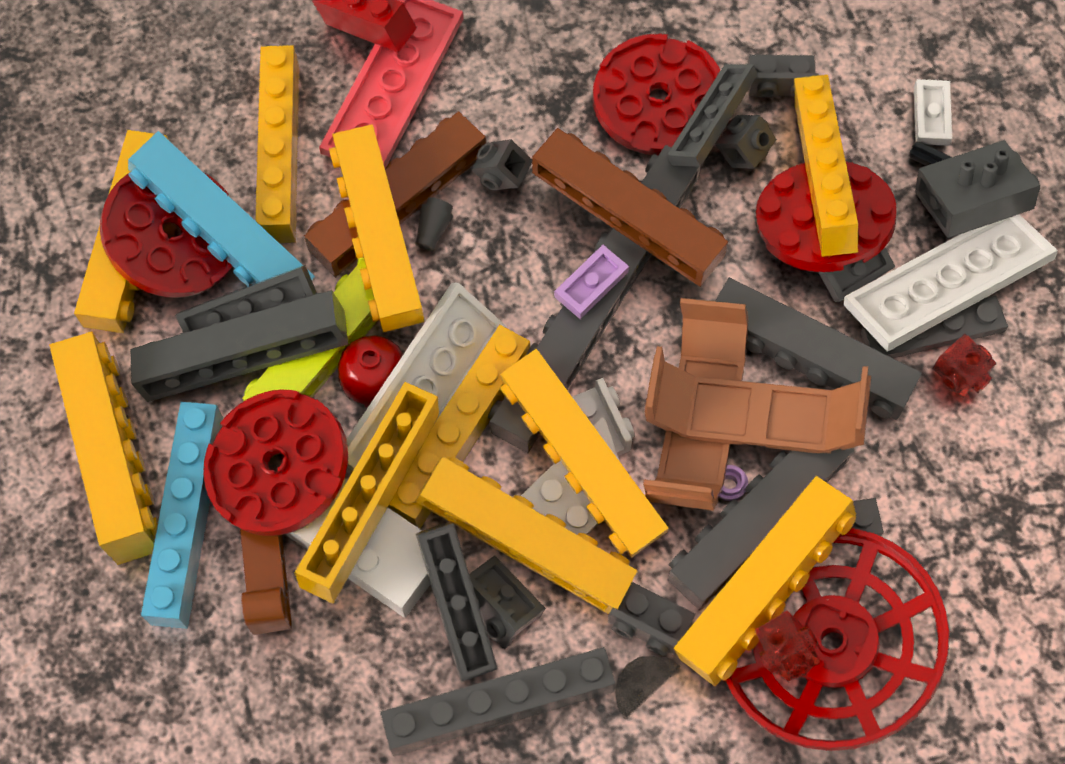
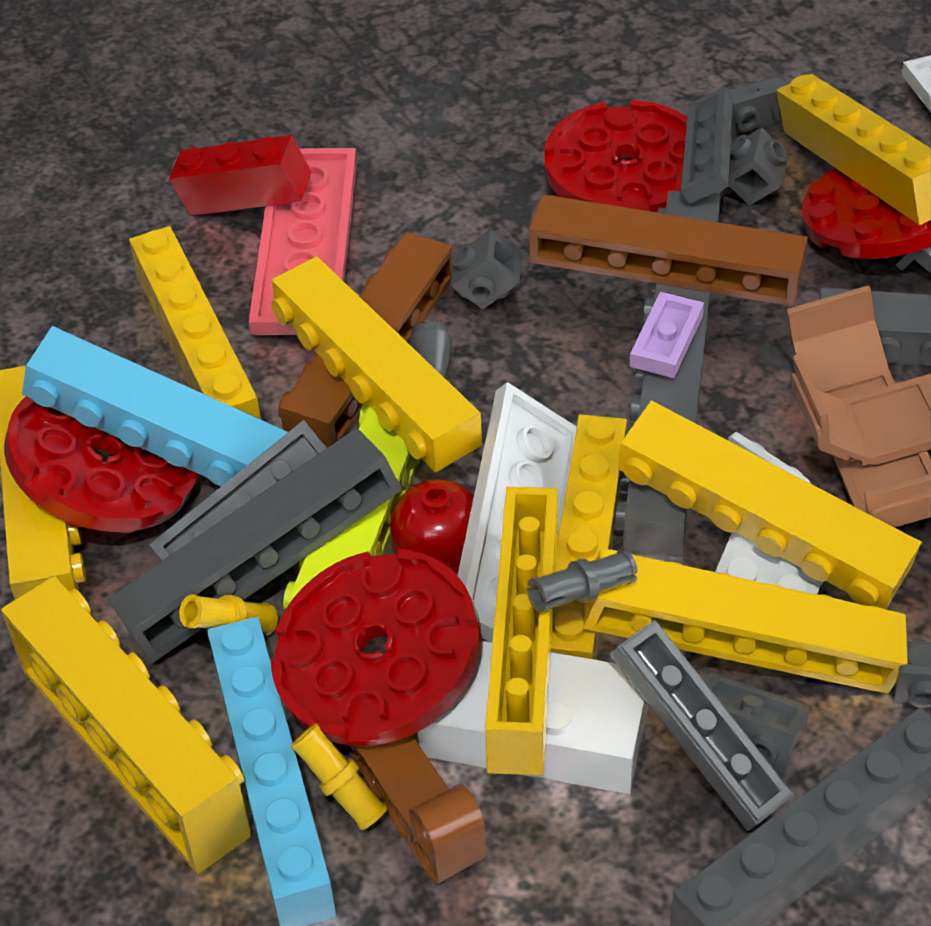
camera: 20 degrees left, 20 degrees down
(201, 392) = (213, 612): none -> yellow pin
(219, 541) = (338, 777): none -> yellow pin
(411, 483) = (582, 580): none -> dark grey pin

